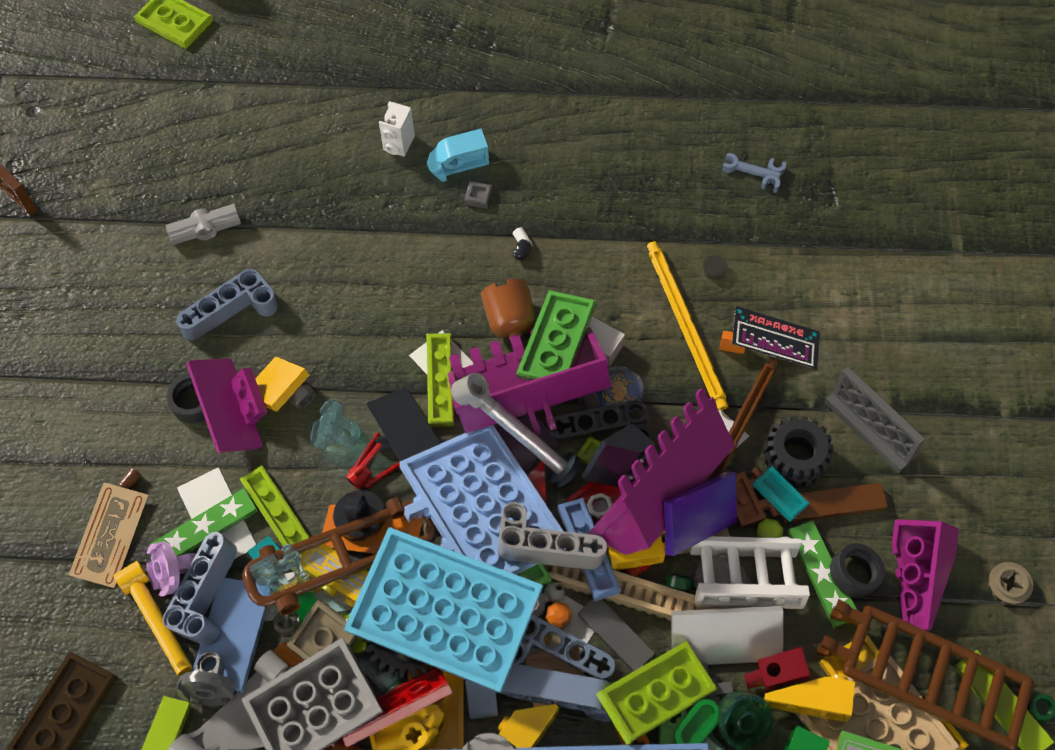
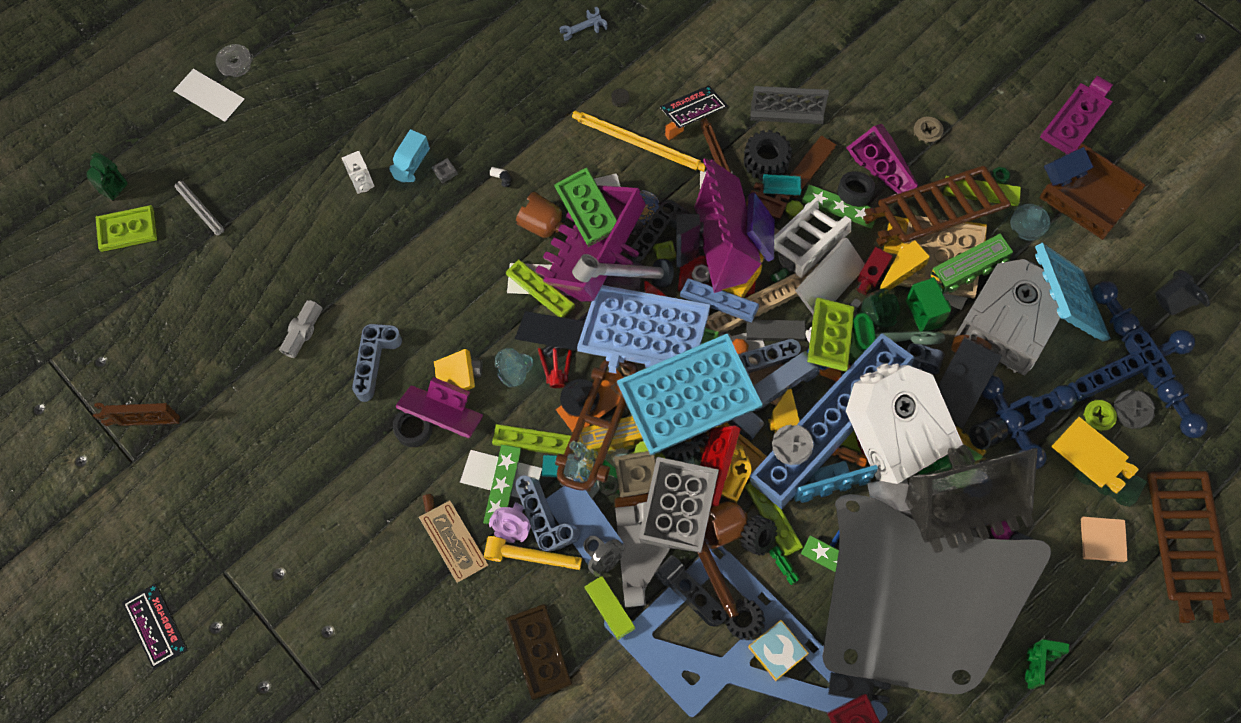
camera: 45 degrees left, 5 degrees up
(245, 50) = (201, 210): none -> light grey axle
(551, 541) = (708, 311): light grey beam -> none

